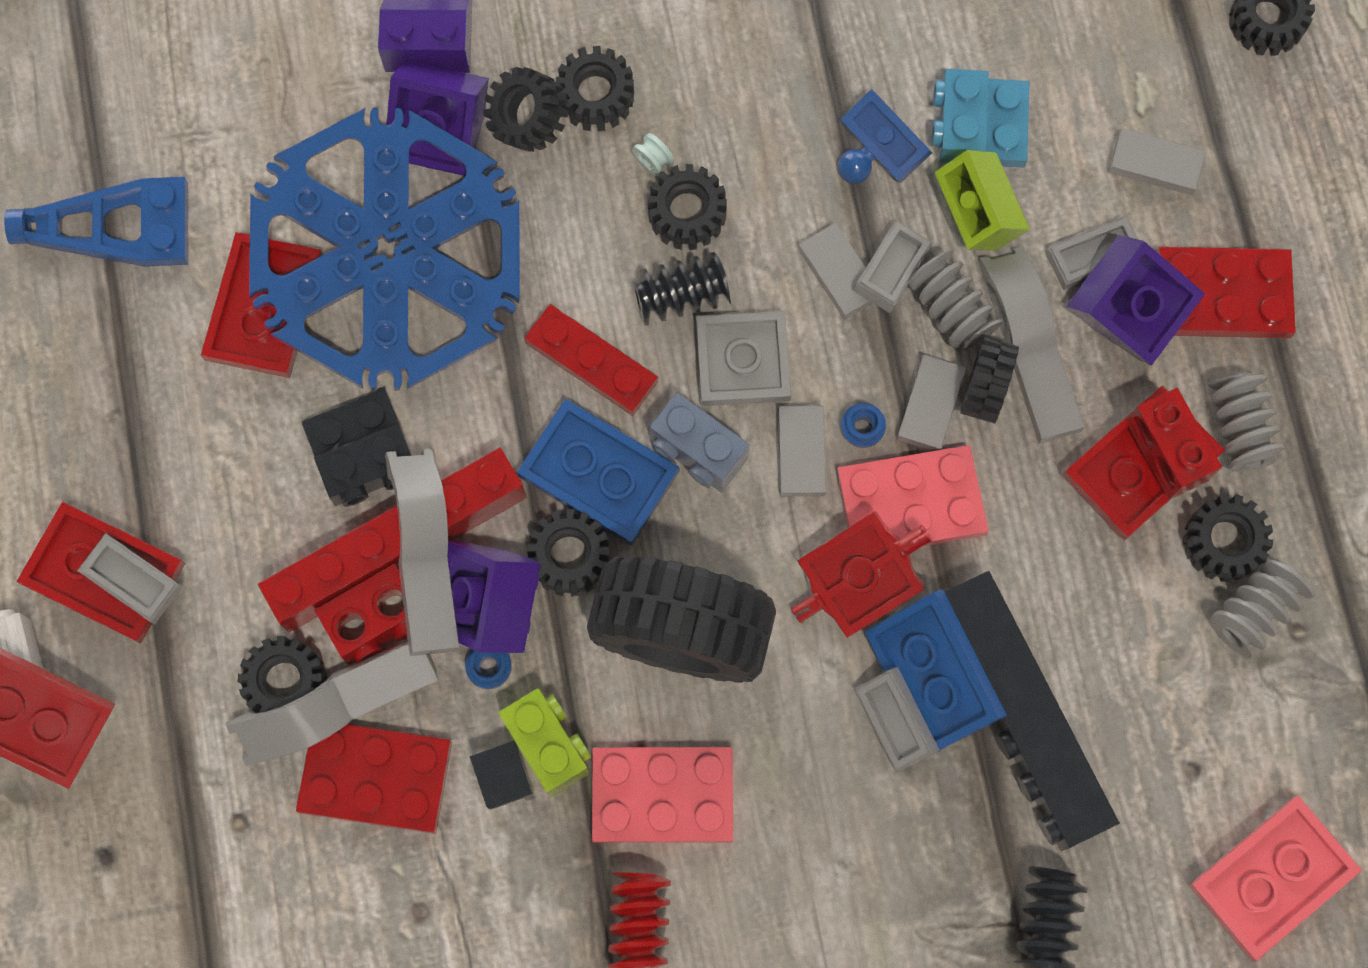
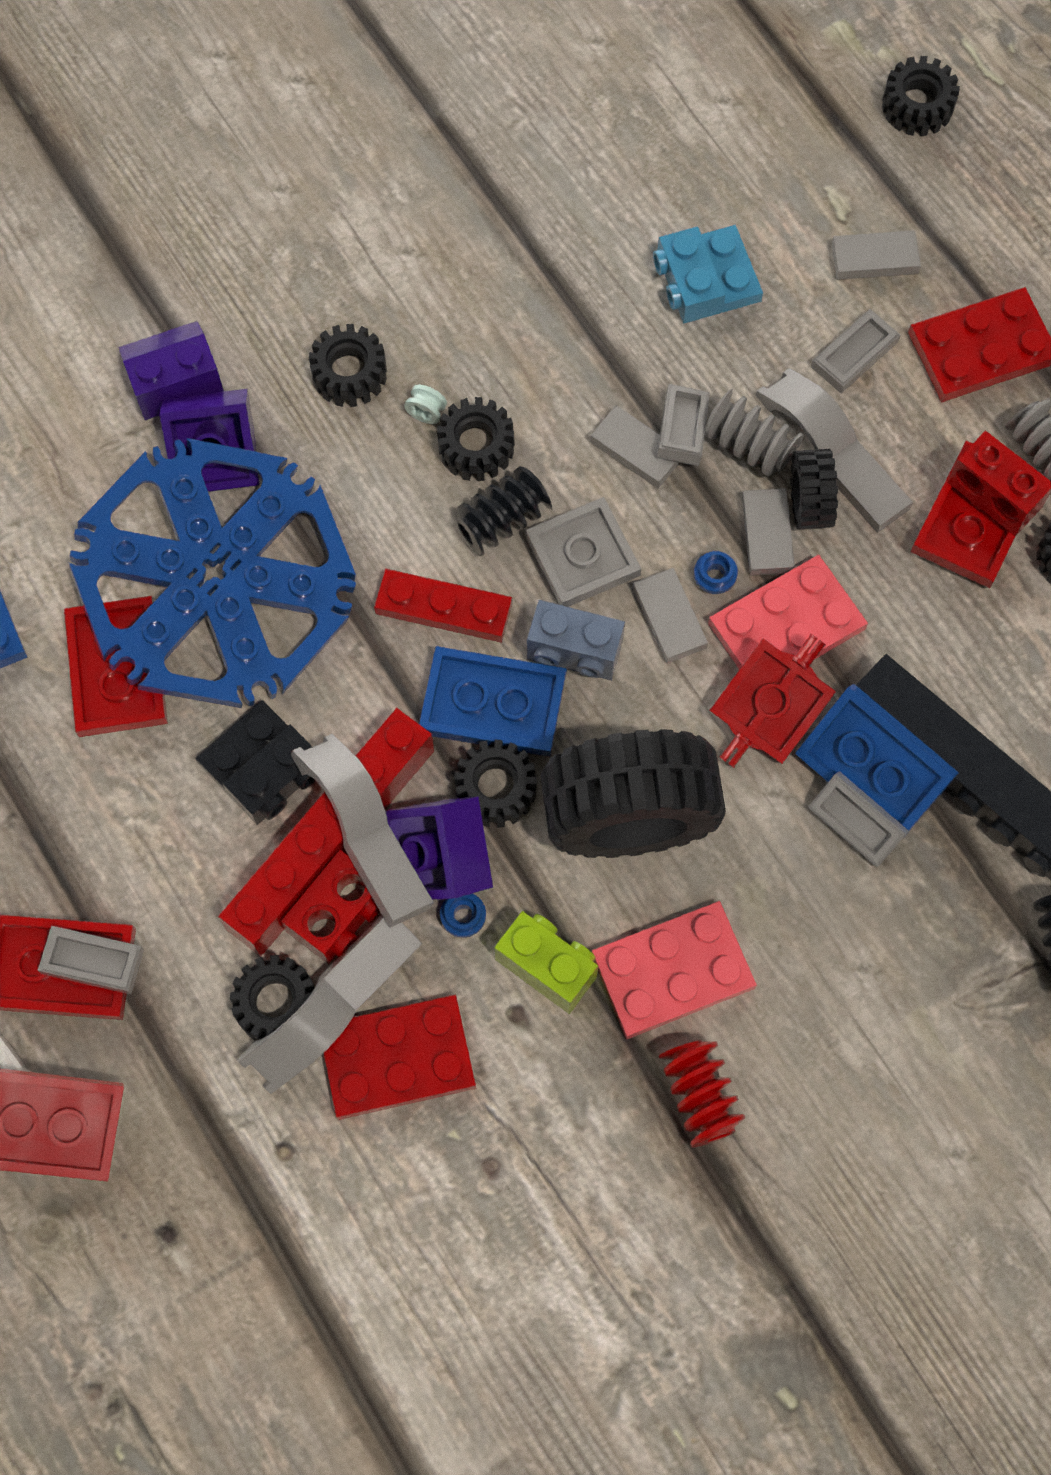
camera: 20 degrees left, 5 degrees down
(502, 775) = (519, 1006): black panel -> none
(506, 104) = (273, 397): black tyre -> none
(883, 138) = (627, 317): blue plate -> none
(982, 200) = (739, 338): lime brick -> none
(1136, 298) = (911, 373): dark purple slope -> none

